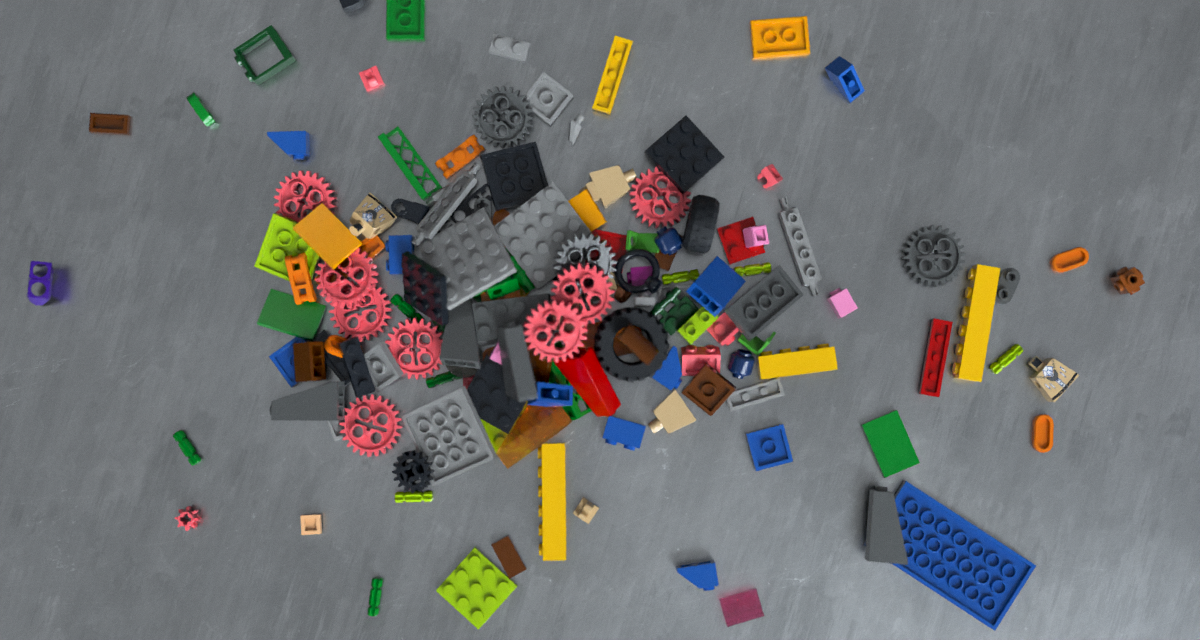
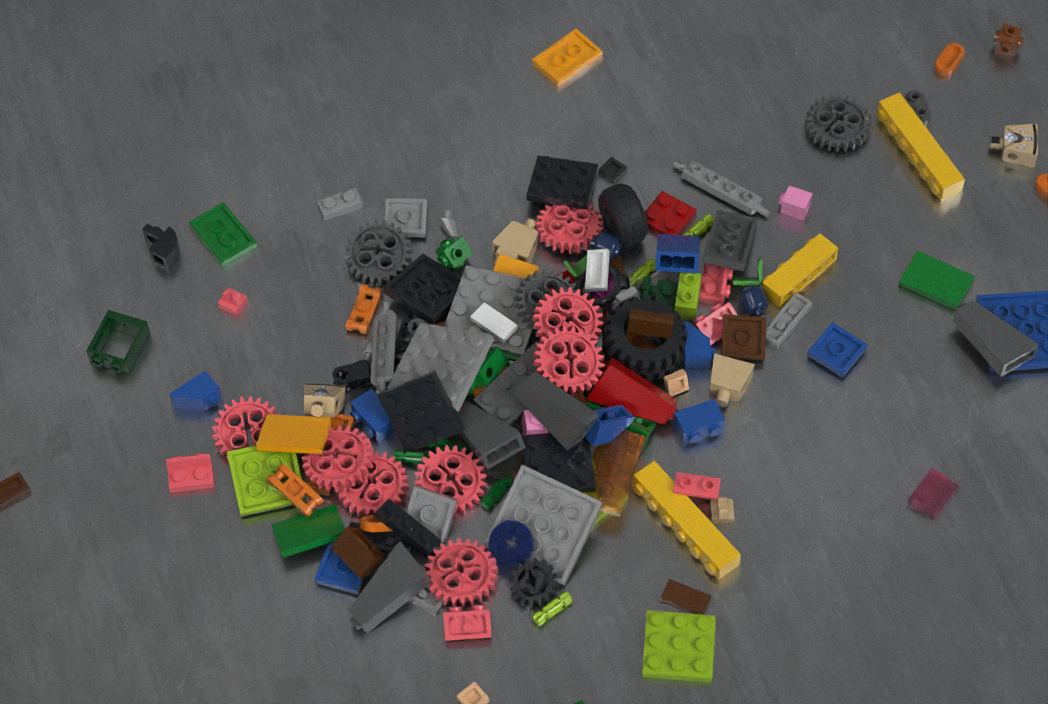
camera: 30 degrees left, 30 degrees down
(40, 300) = (44, 673): dark purple piece -> none
(200, 108) = (88, 421): green beam -> none
(243, 206) = (190, 472): none -> coral bracket
(348, 465) = (467, 624): none -> coral bracket
(408, 172) = (307, 342): green fence -> none
(409, 437) = (498, 543): none -> clear blue plate
(533, 250) = (493, 322): none -> white tile
(556, 158) = (453, 252): none -> green brick
(577, 486) = (697, 486): none -> coral bracket
(612, 75) = (448, 166): yellow plate -> none
(632, 388) = (676, 383): none -> light nougat plate
(643, 259) = (597, 270): none -> white tile
(700, 574) = (871, 488): blue slope -> none
(732, 169) = (612, 170): none -> pearl dark grey tile
(755, 236) = (677, 199): bright pink slope -> none
(771, 174) = (649, 151): coral tile -> none
(845, 78) = (647, 48): blue slope -> none
(935, 357) = (911, 192): red plate -> none
(1006, 358) = (969, 157): lime axle -> none

